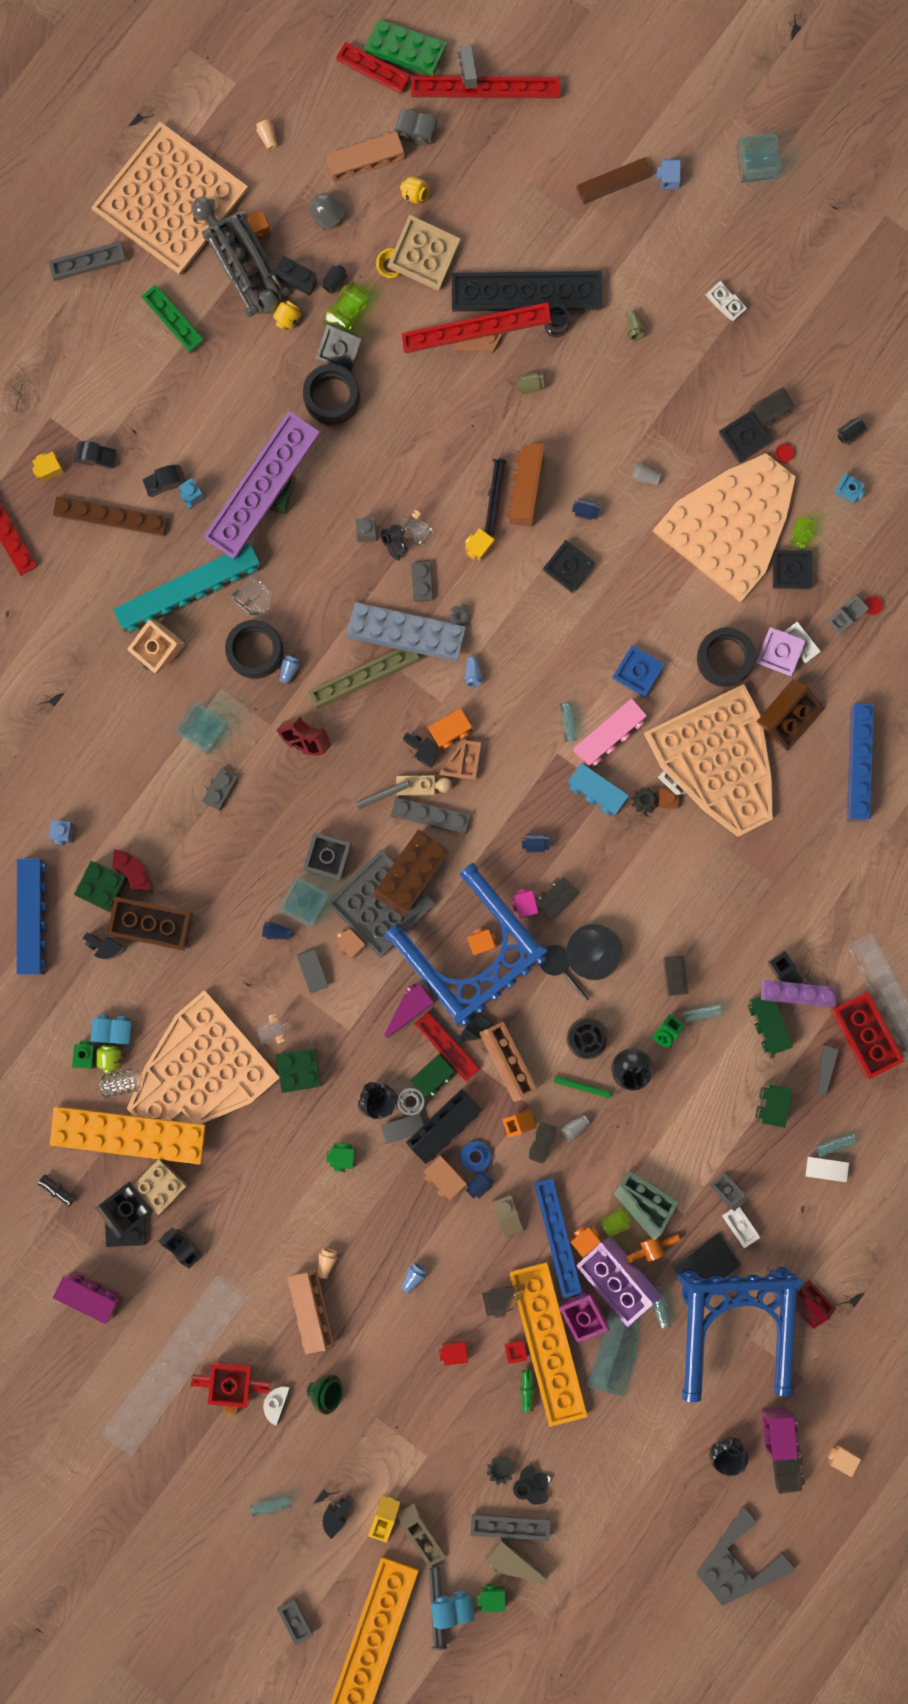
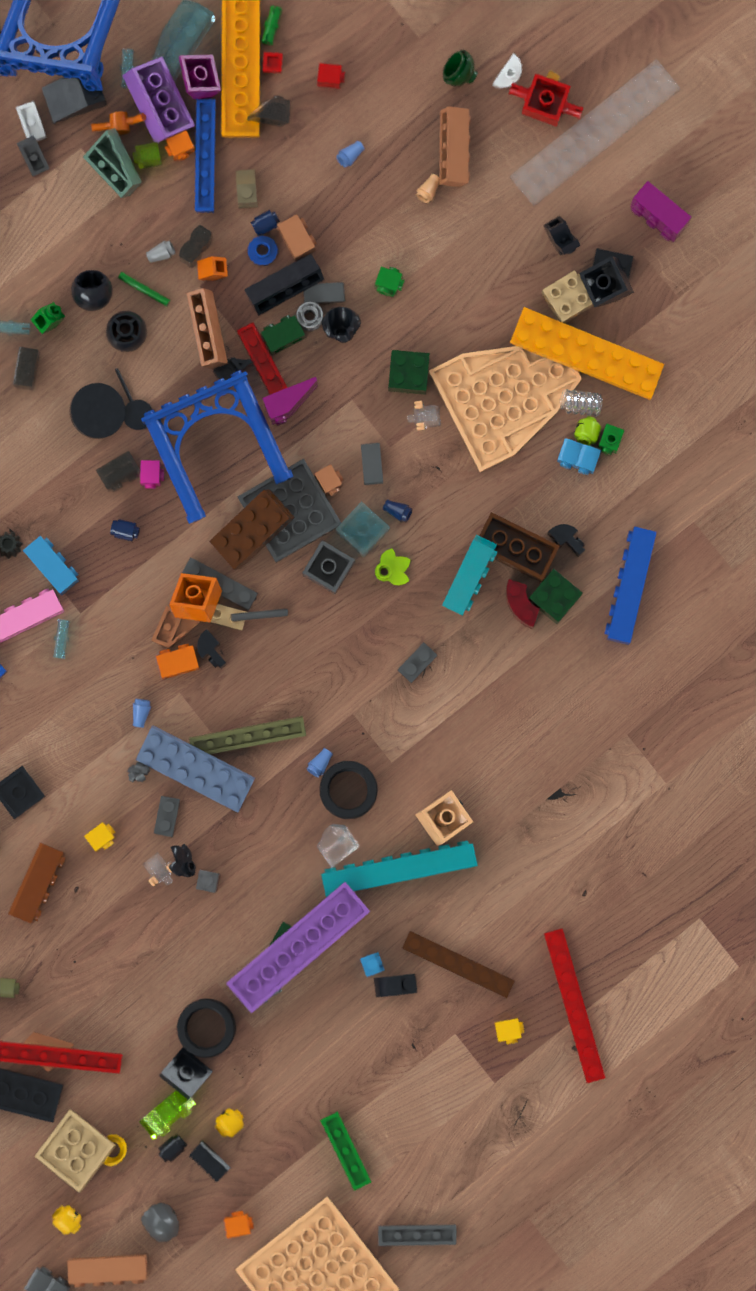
camera: 175 degrees left, 0 degrees up
(56, 1190) = (667, 319): black pin -> none
(61, 832) = (581, 659): medium blue brick -> none
(94, 454) = (458, 1030): black brick -> none
(187, 883) = (469, 574): none -> teal brick
(201, 728) = (419, 724): clear light blue brick -> none
(248, 248) = (252, 1207): dark grey piece -> none
(264, 876) = (396, 567): none -> lime plate
(303, 737) = (321, 689): dark red brick -> none
(448, 792) = (195, 597): none -> orange brick
(482, 941) = (202, 448): orange brick -> none
(494, 495) = (72, 882): black axle -> none

